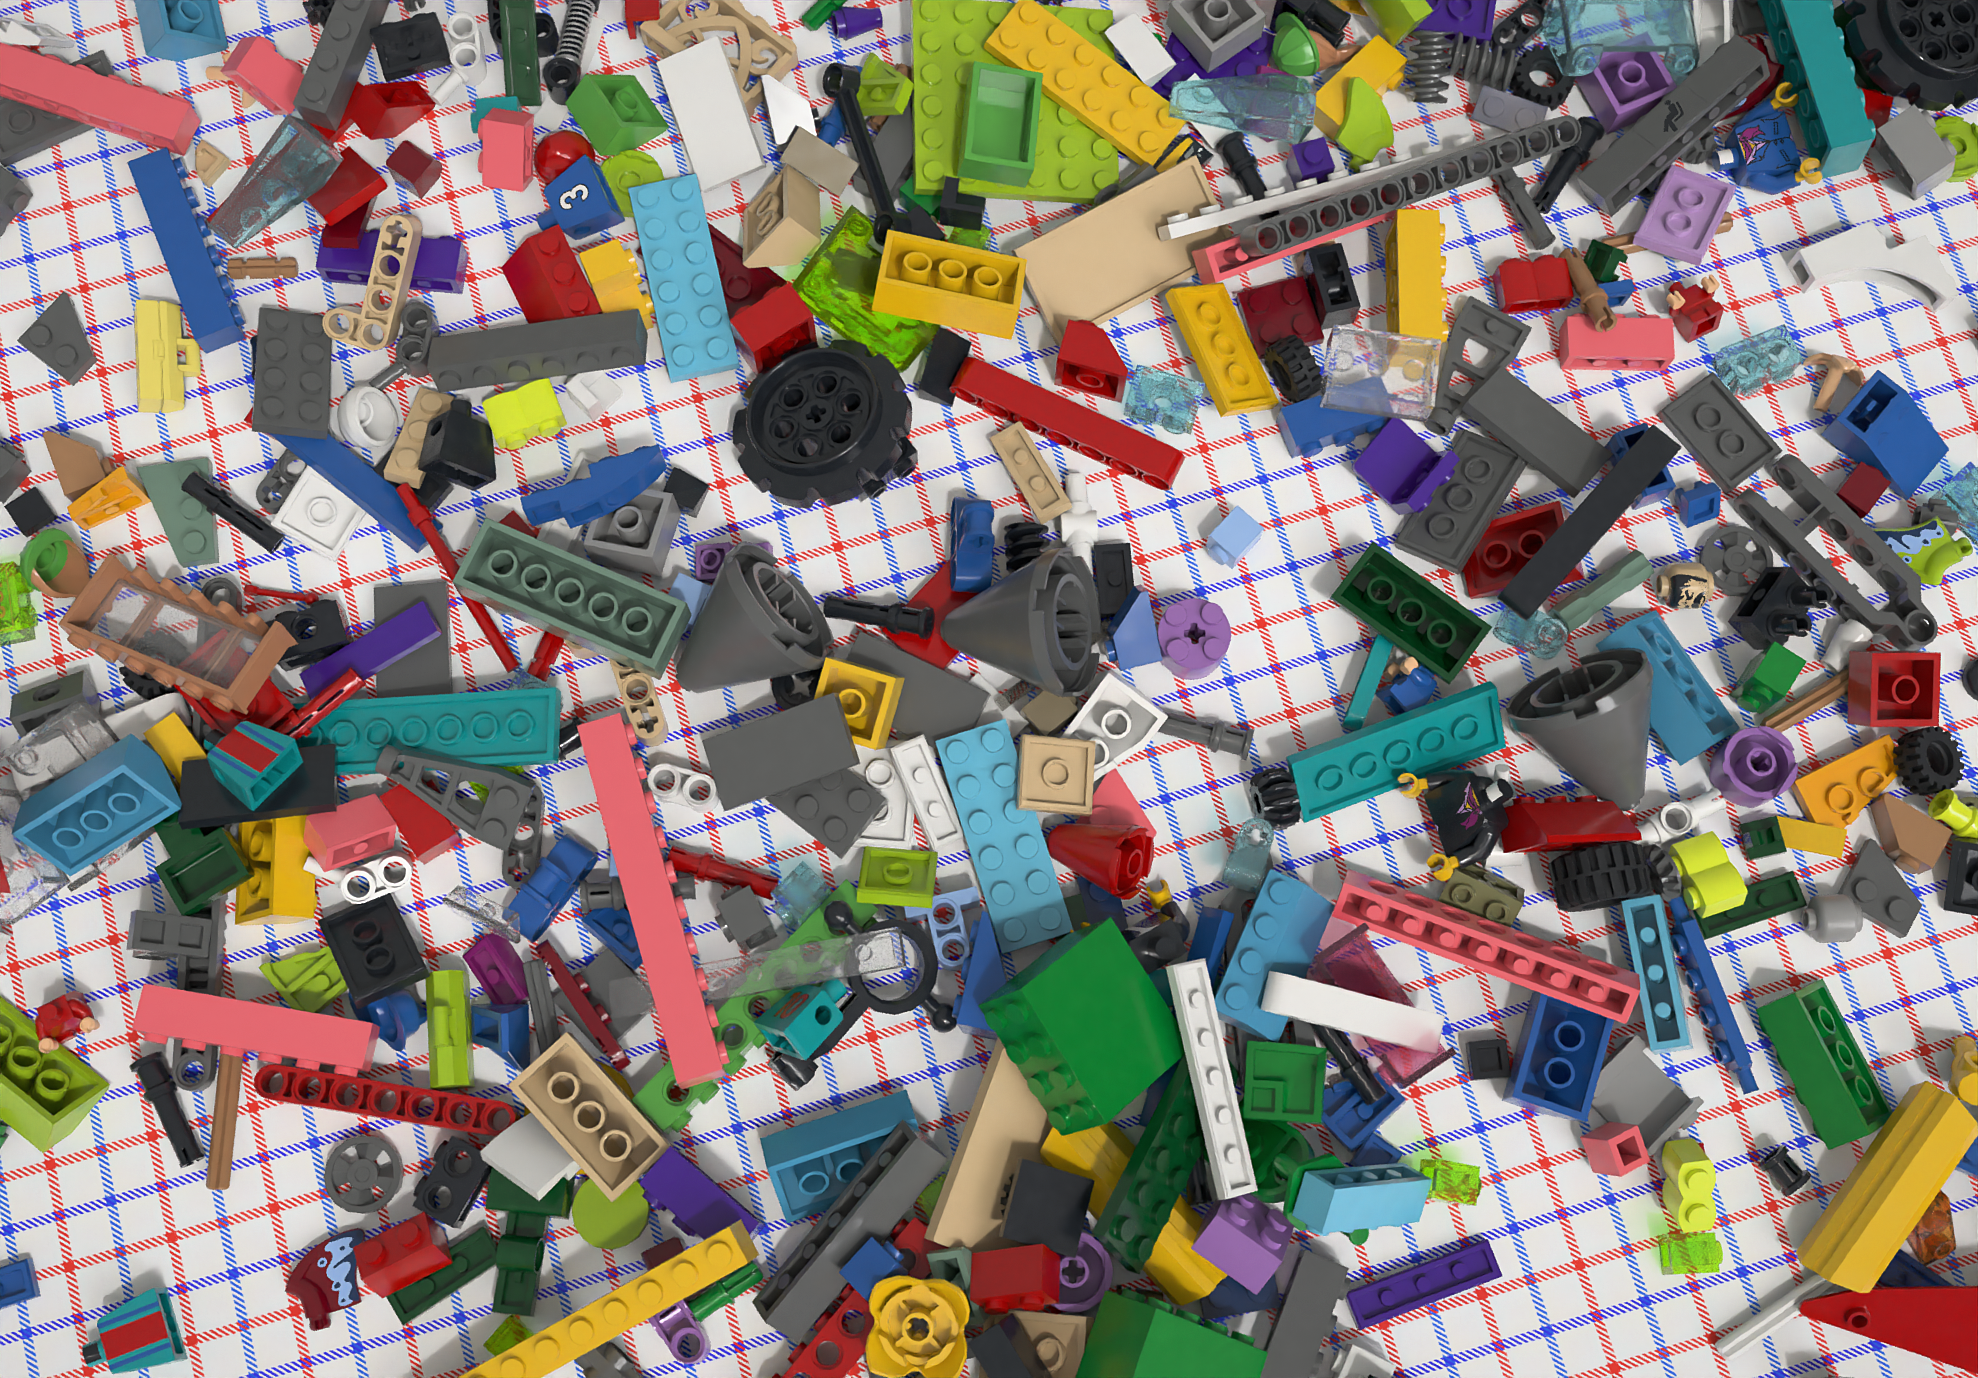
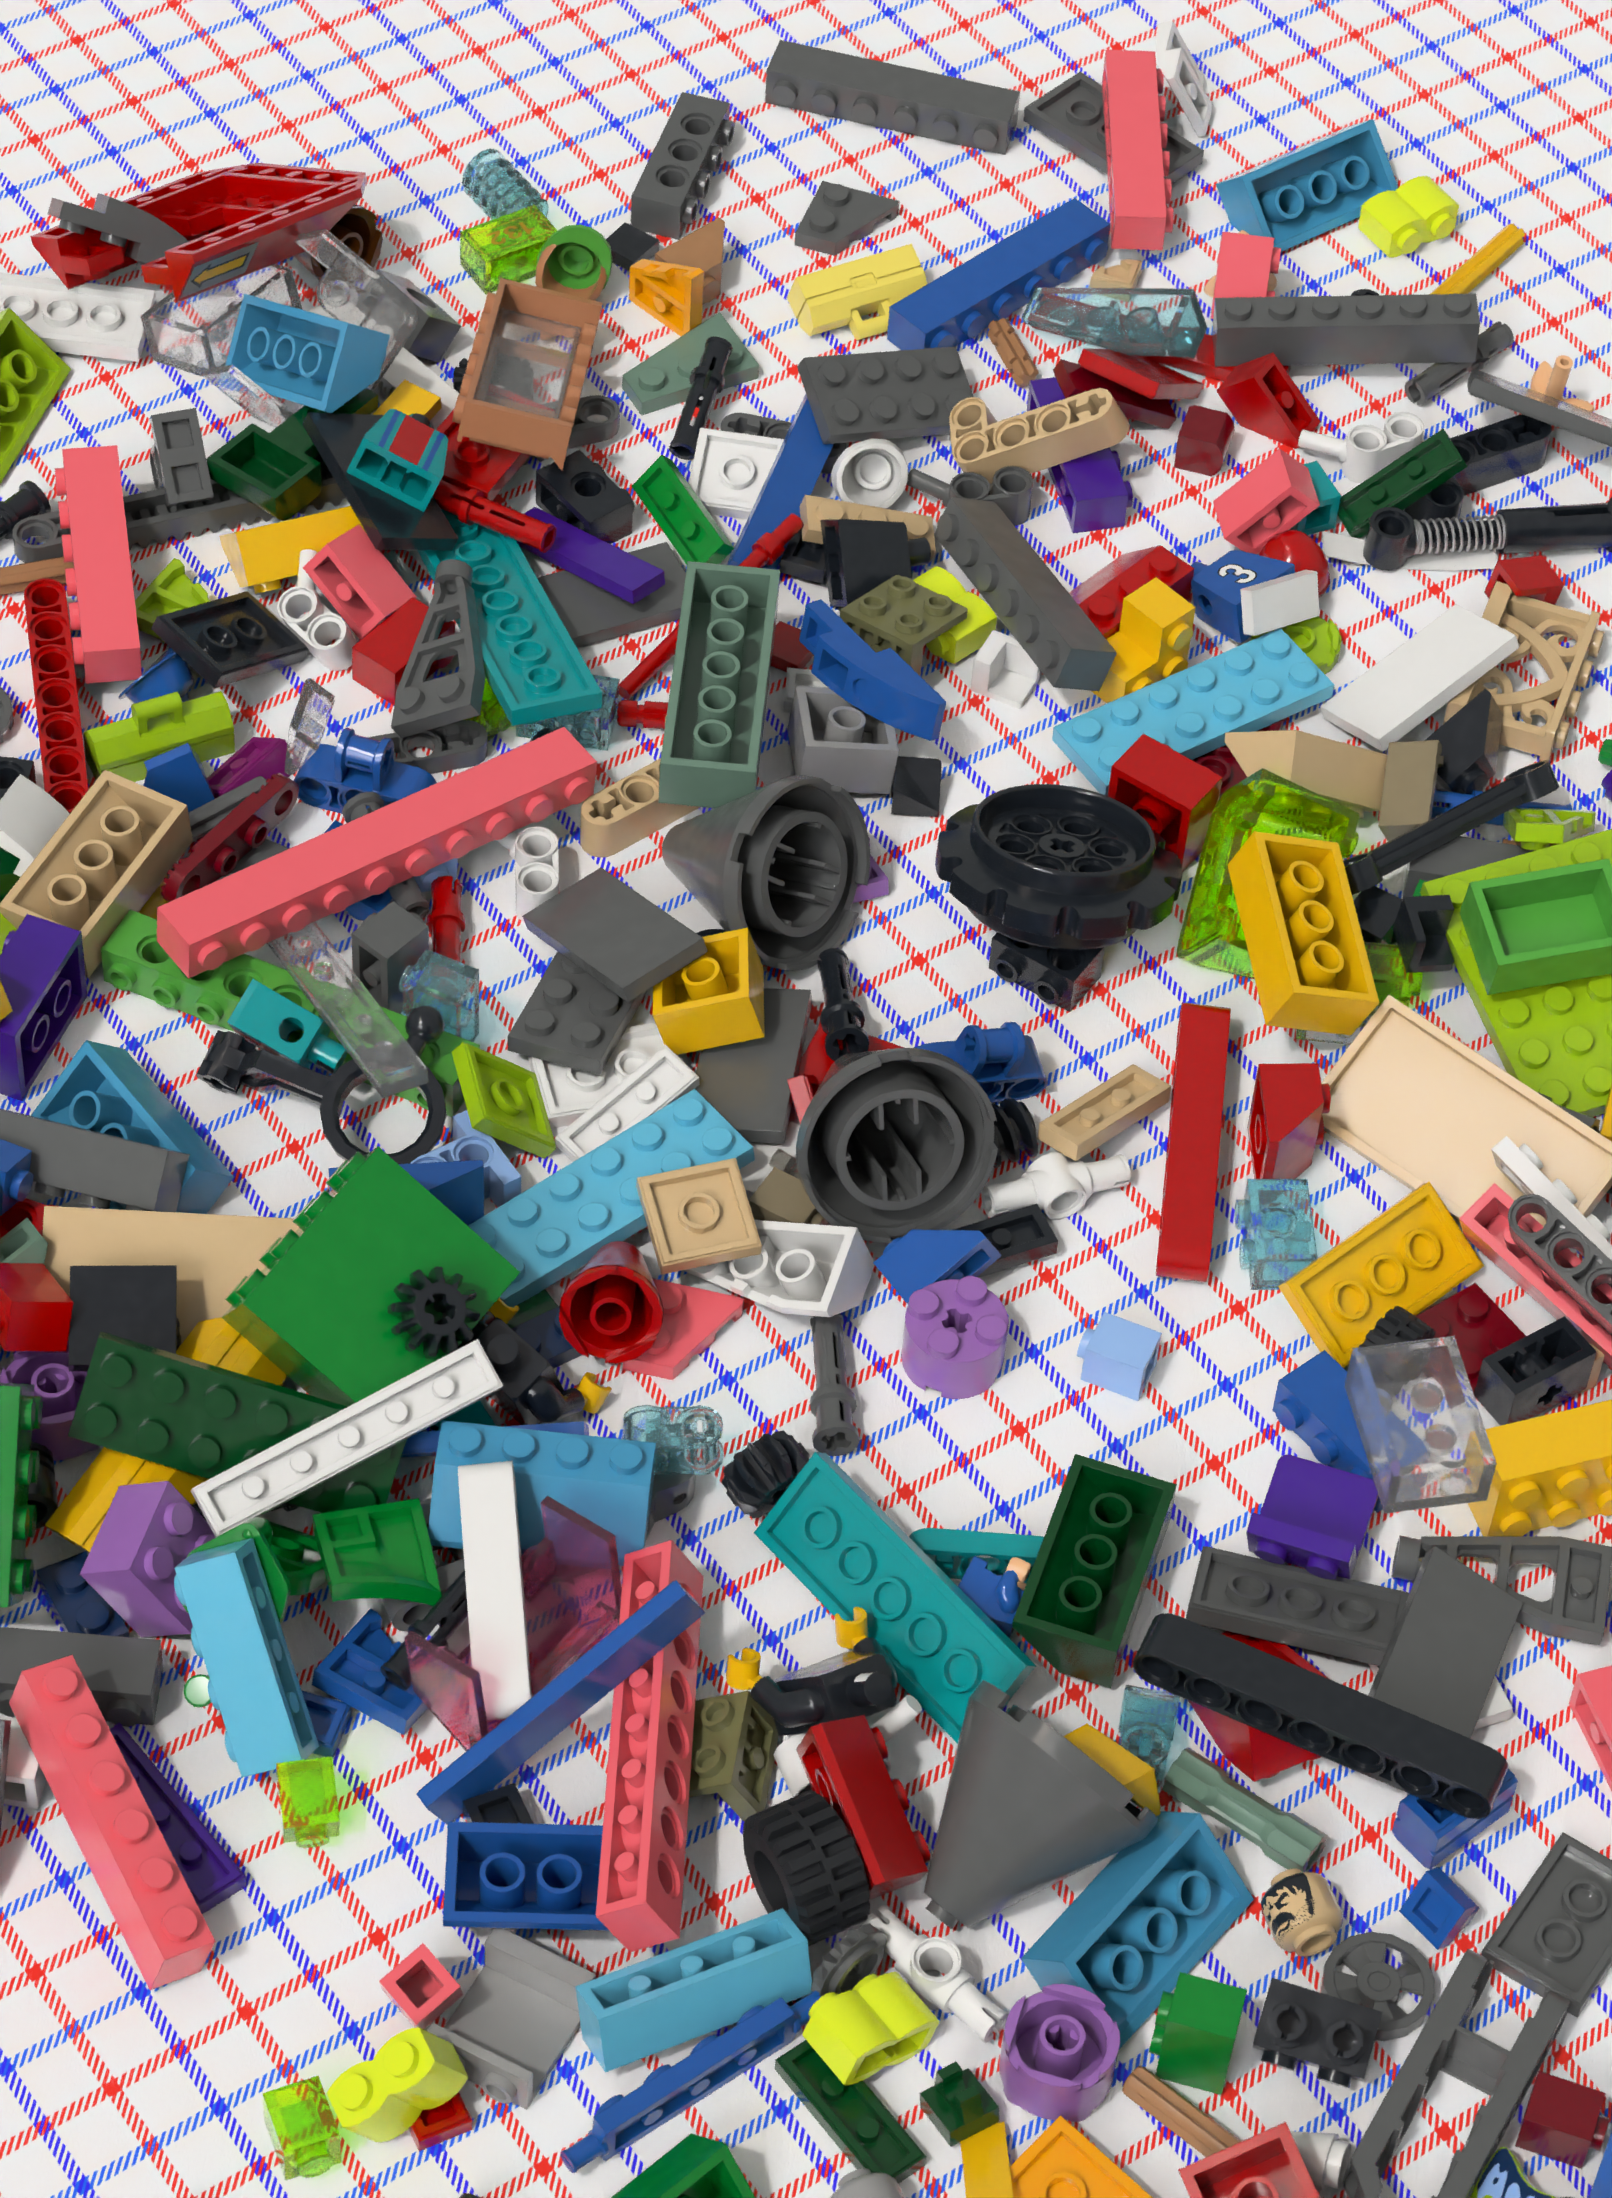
camera: 70 degrees right, 25 degrees down
(62, 1020) = (61, 417): red piece -> none
(309, 598) = (619, 450): red hinge -> none
(354, 567) = (681, 514): none -> green plate
(410, 46) = (1355, 393): black bracket -> none
(539, 448) = (902, 618): none -> olive bracket
(611, 179) = (1280, 602): none -> white tile
(615, 113) = (1377, 598): bright green slope -> none
(942, 367) = (1212, 987): black slope -> none
(961, 666) = (802, 1092): none -> tile
(1140, 989) = (421, 1325): none -> black gear
(1447, 1322) = (111, 1822): none -> coral brick
(1448, 994) = (561, 1701): none -> blue tile
(1566, 662) = (1121, 1764): none -> yellow slope

